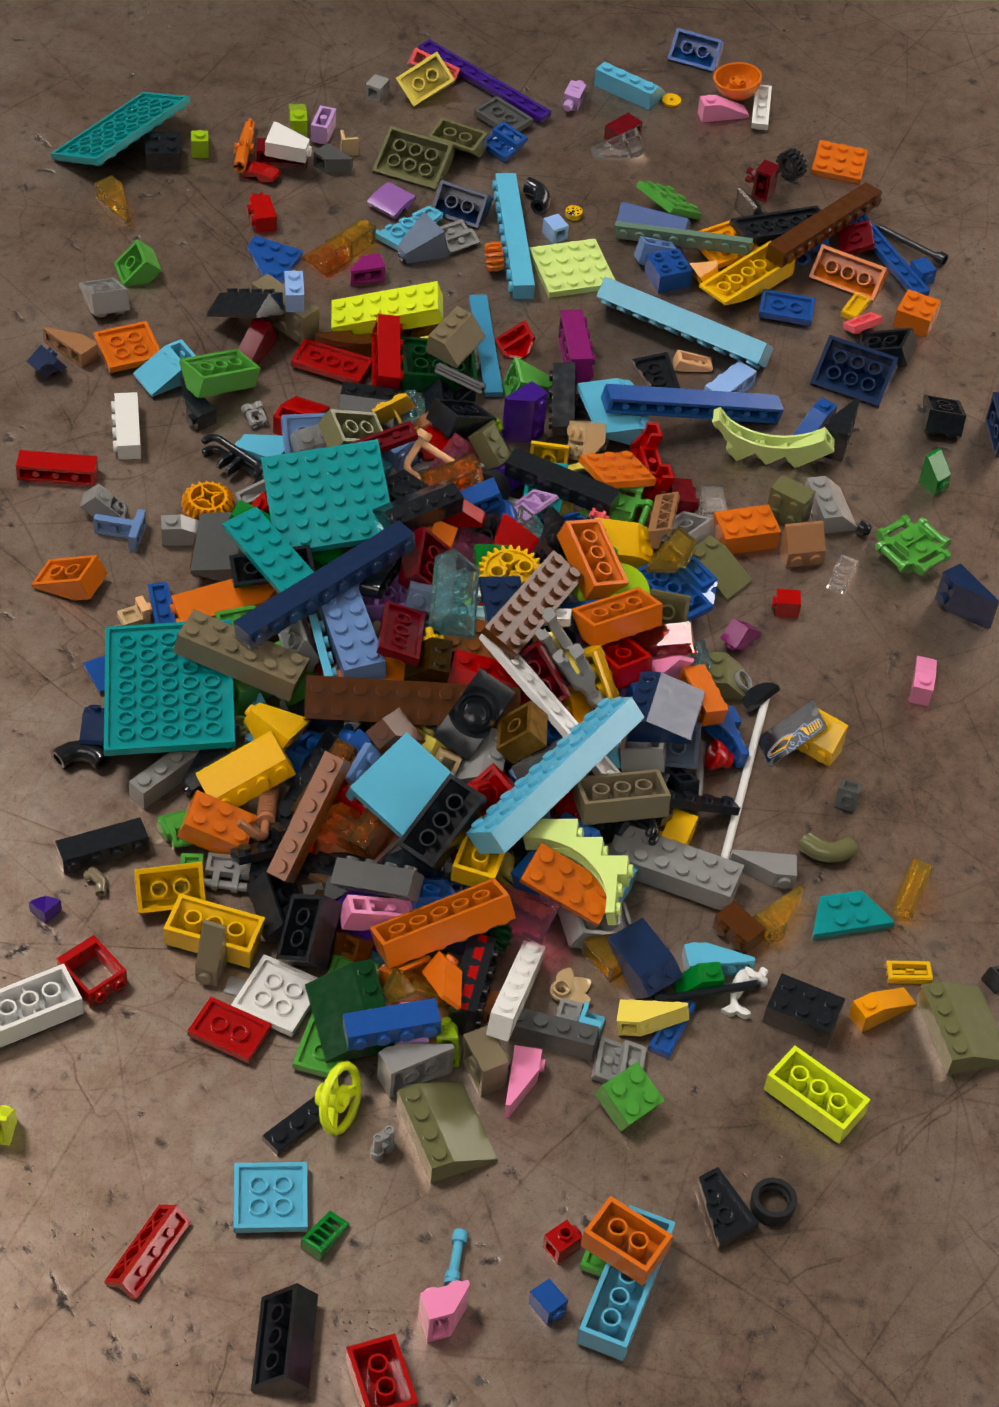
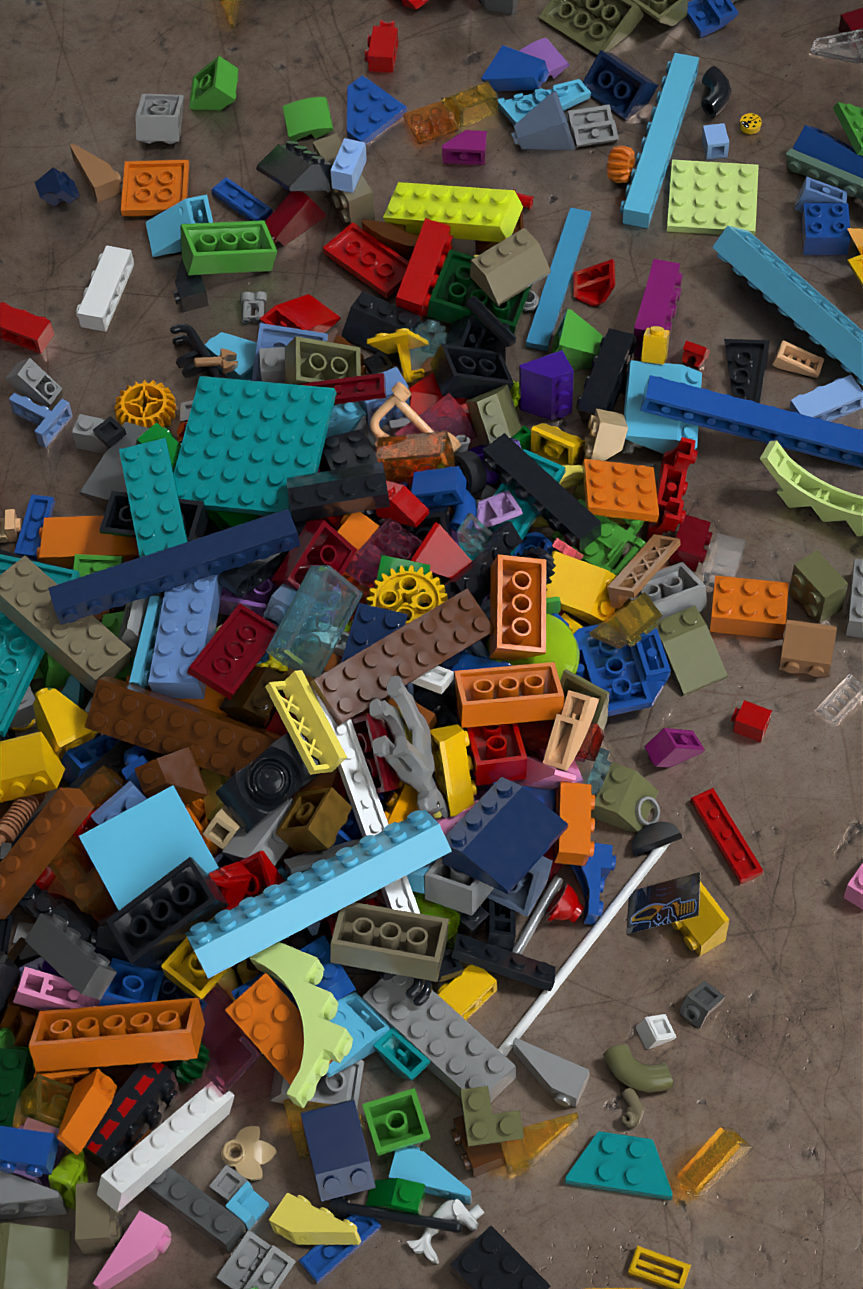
camera: 30 degrees right, 10 degrees up
(195, 521) = (109, 431): none -> black plate
(203, 342) = (241, 200): none -> blue tile
(227, 273) = (307, 118): none -> bright green slope
(259, 450) = (220, 361): none -> medium nougat bar
(380, 207) = (515, 71): none -> blue slope
(490, 661) = (311, 723): none -> light yellow fence
(593, 367) = (655, 345): none -> yellow brick
(616, 370) = (694, 350): none -> red tile
(654, 886) = (401, 1055): none -> teal slope
(673, 628) = (570, 730): none -> light nougat slope
(677, 926) = (396, 1121): none -> bright green slope
(743, 905) = (482, 1125): none -> olive brick
(807, 683) = (726, 836): none -> red tile
(824, 822) = (655, 1031): none -> white slope
(837, 875) = (635, 1108): none -> dark tan arm

